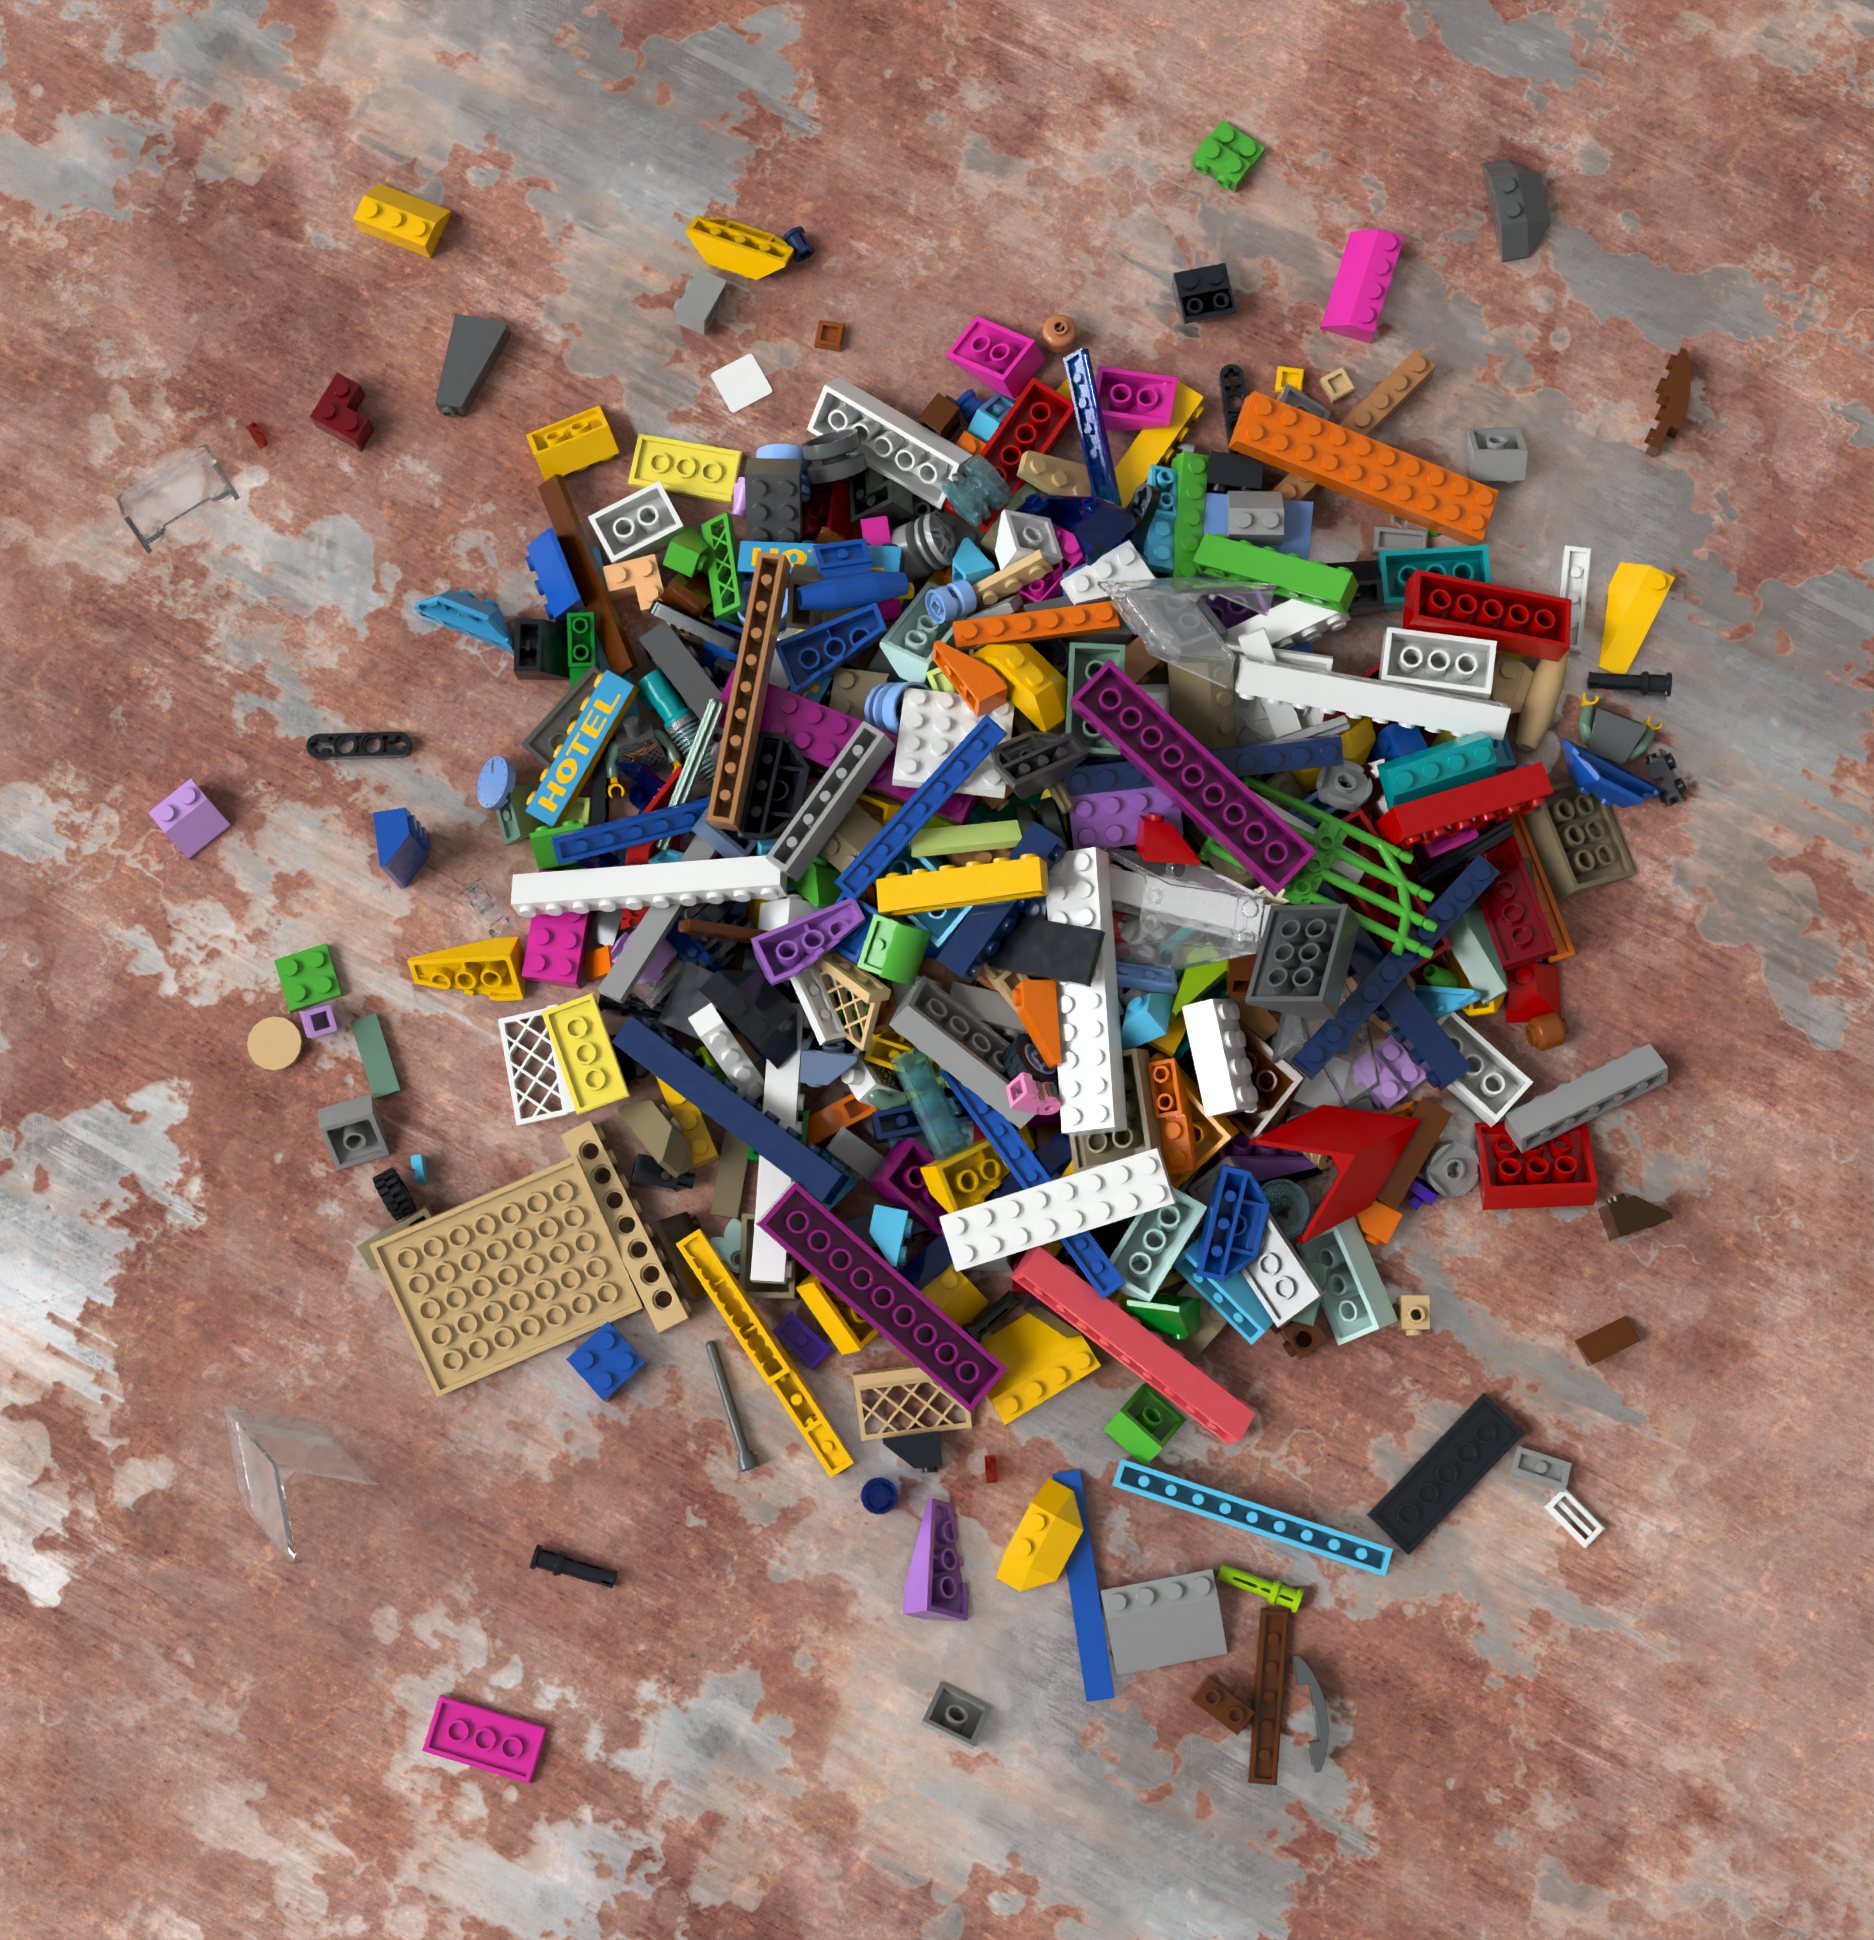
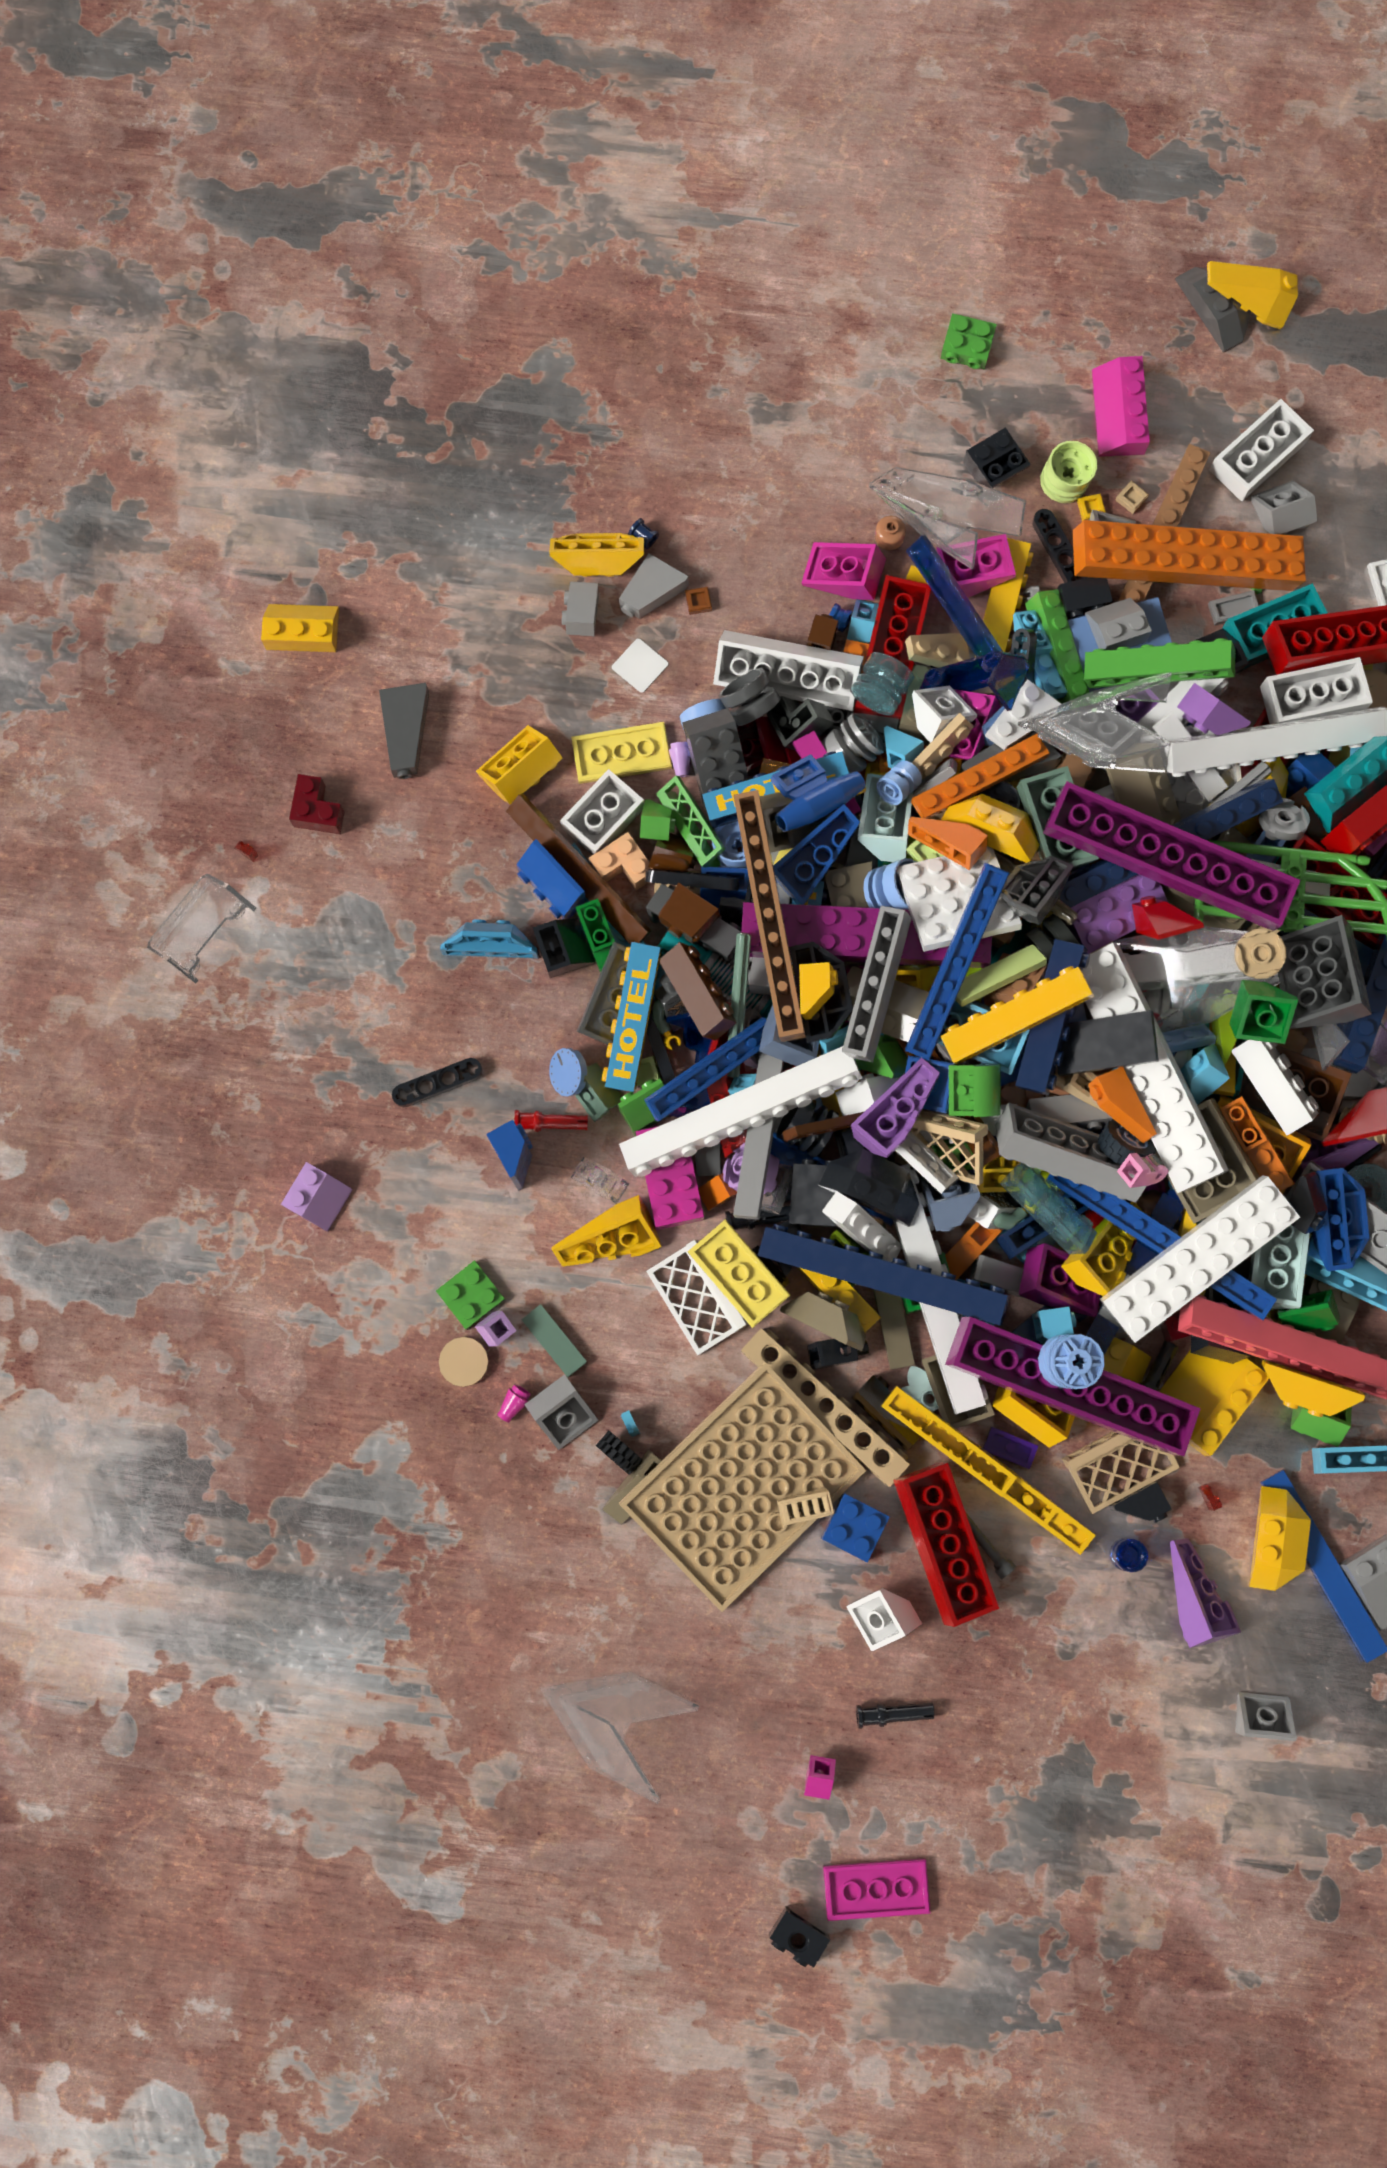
camera: 25 degrees left, 0 degrees up
(308, 1104) = (513, 1402): none -> dark pink cone
(400, 1763) = (790, 1924): none -> black brick
(447, 823) = (538, 1121): none -> red pin
(469, 1601) = (819, 1777): none -> dark pink brick
(563, 1310) = (807, 1515): none -> tan slope
(601, 1464) = (883, 1617): none -> white slope
(653, 745) = (698, 991): none -> brick
(675, 661) = (688, 914): none -> reddish brown torso
(692, 1412) = (946, 1544): none -> red brick
(765, 782) = (816, 986): none -> yellow slope
(783, 304) = (651, 587): none -> light grey slope
(871, 1251) = (1057, 1357): none -> light blue wheel
(1129, 327) = (948, 508): none -> clear windscreen
(1129, 1393) = (1310, 1391): none -> yellow wedge
(1197, 1195) = (1309, 1204): none -> black slope
(1223, 976) = (1262, 1012): none -> green slope
(1245, 913) = (1260, 953): none -> tan tile
(1282, 322) = (1068, 471): none -> yellowish green wheel
(1306, 642) = (1210, 712): none -> medium lavender slope
(1494, 382) = (1261, 450): none -> white brick
(1561, 208) = (1262, 290): none -> yellow wedge

